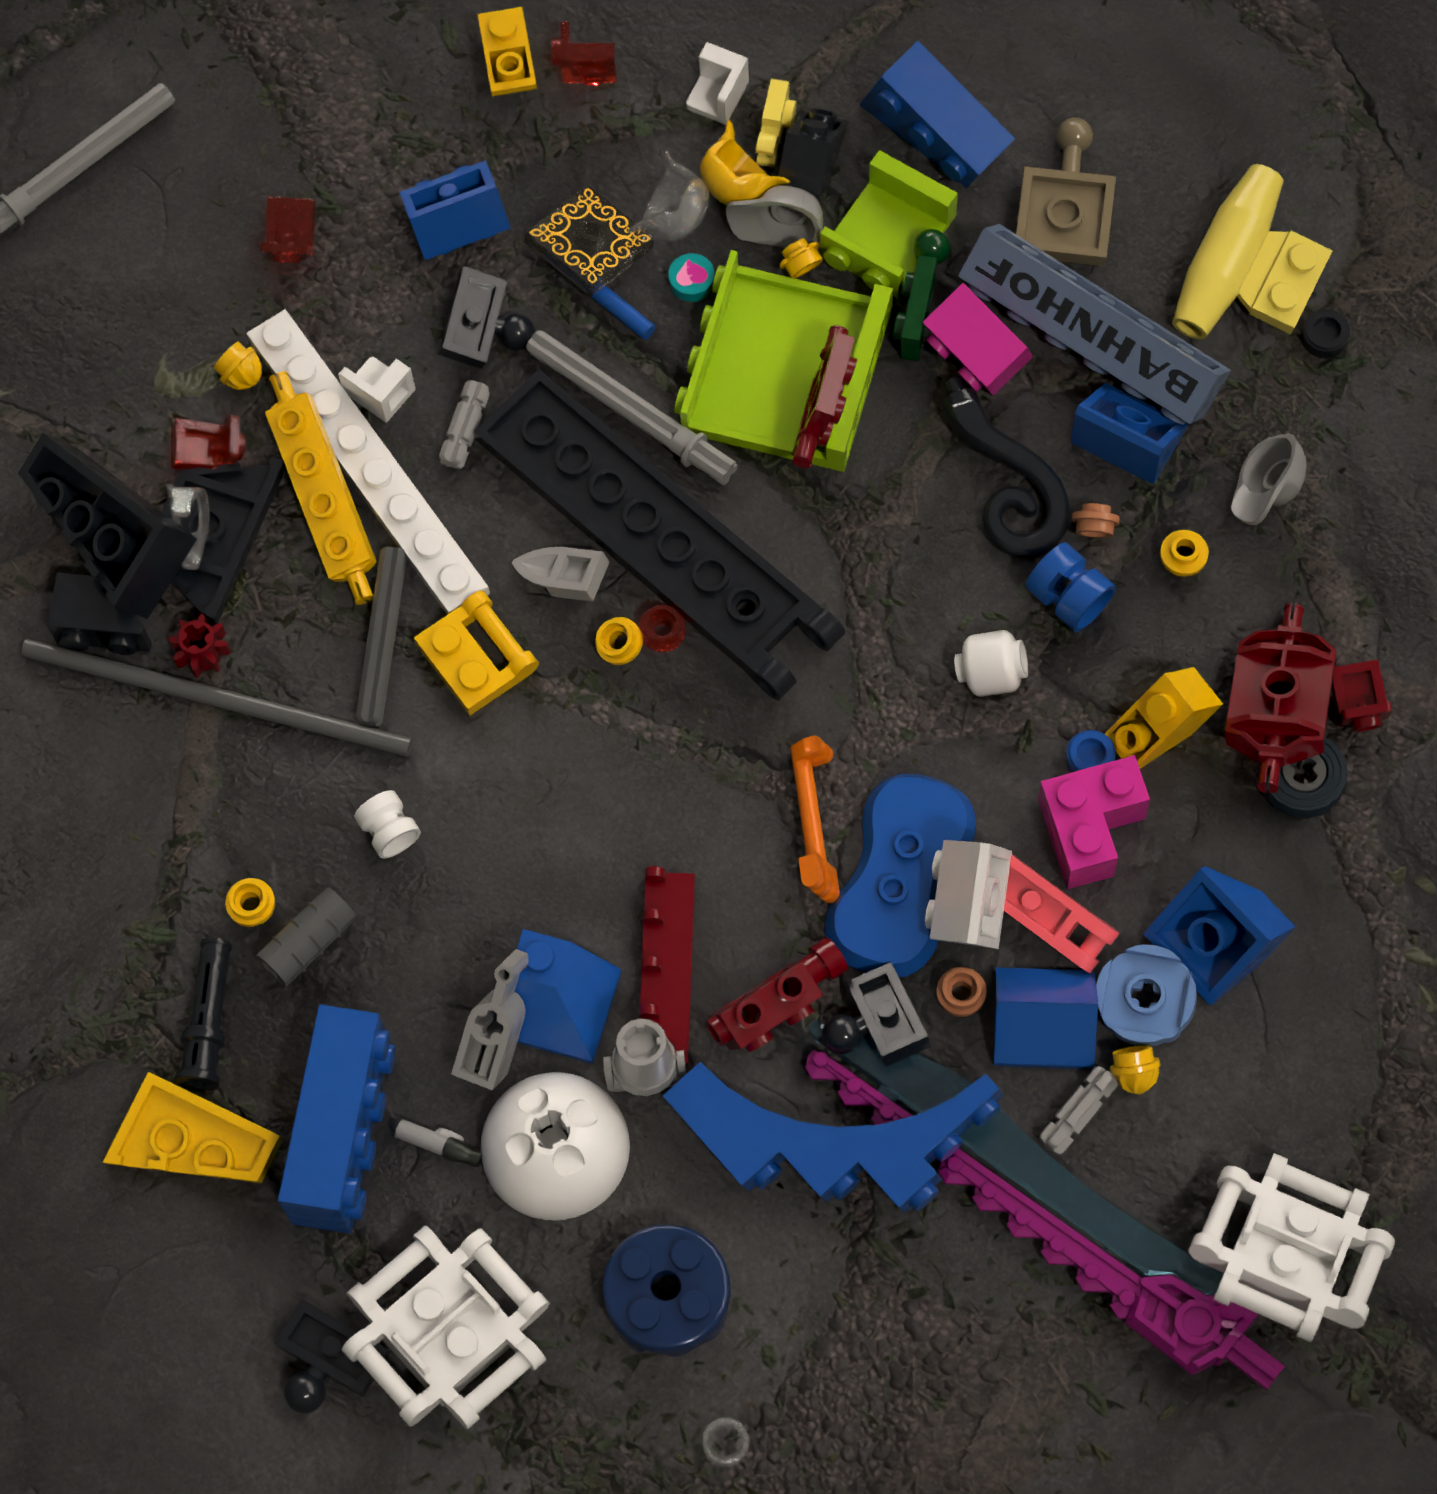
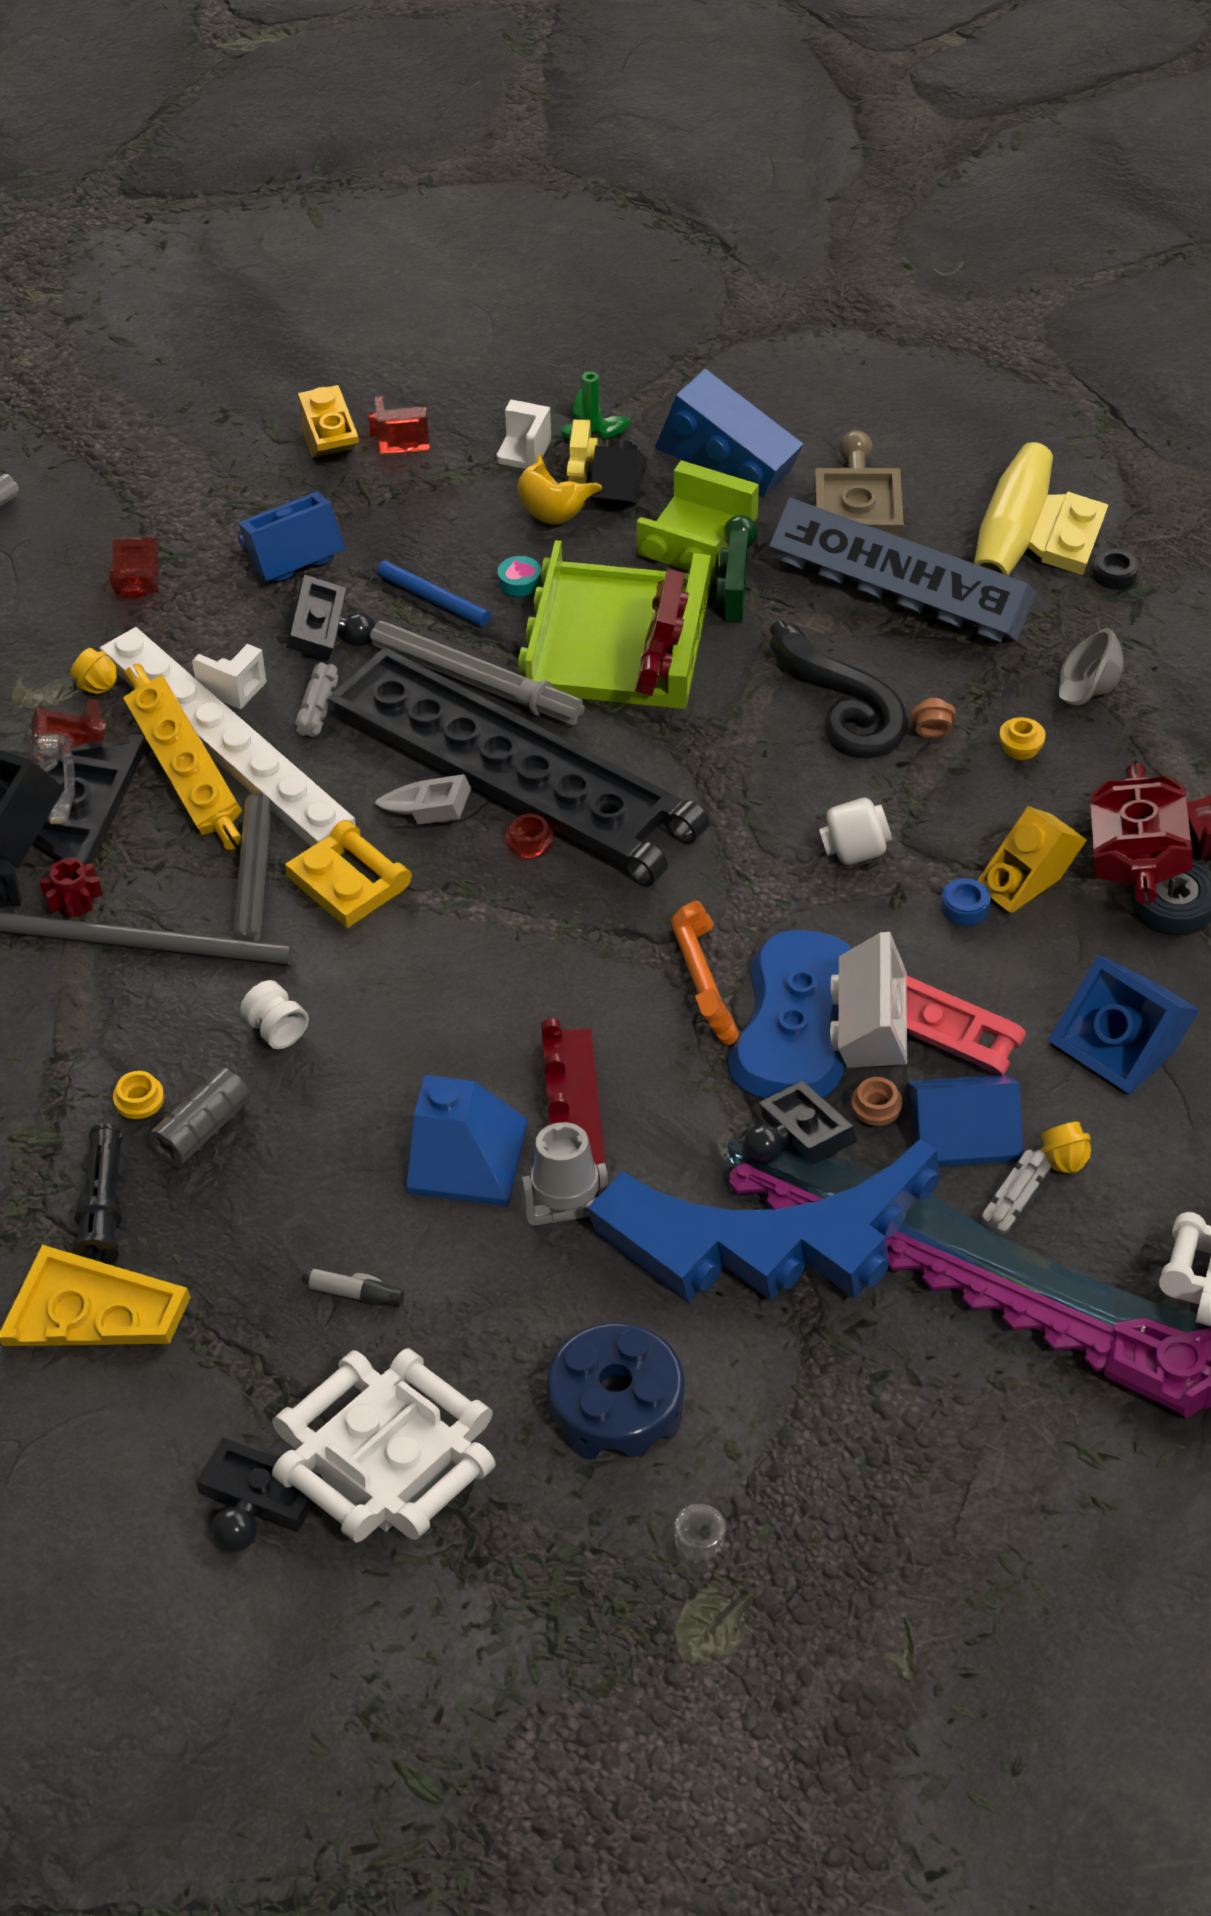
camera: 10 degrees left, 20 degrees down
(336, 1120) = (247, 1263): blue brick -> none
(489, 1041) = (401, 1185): light grey piece -> none
(546, 1171) = (478, 1278): white piece -> none
(588, 240) = (419, 554): clear smoke plate -> none
(610, 631) = (486, 839): yellow plate -> none
(676, 204) = (499, 519): clear hair -> none
(769, 1006) = (691, 1119): dark red brick -> none
(777, 217) = (588, 526): light grey cap -> none
(791, 49) = (587, 408): none -> green plant
(800, 258) = (620, 549): yellow plate -> none
(977, 340) = (796, 589): dark pink brick -> none
(1082, 598) = (924, 767): blue wheel -> none
(1082, 810) = (974, 940): dark pink brick -> none
(1126, 432) = (946, 654): blue slope -> none
(1129, 973) = (1070, 1058): medium blue plate -> none

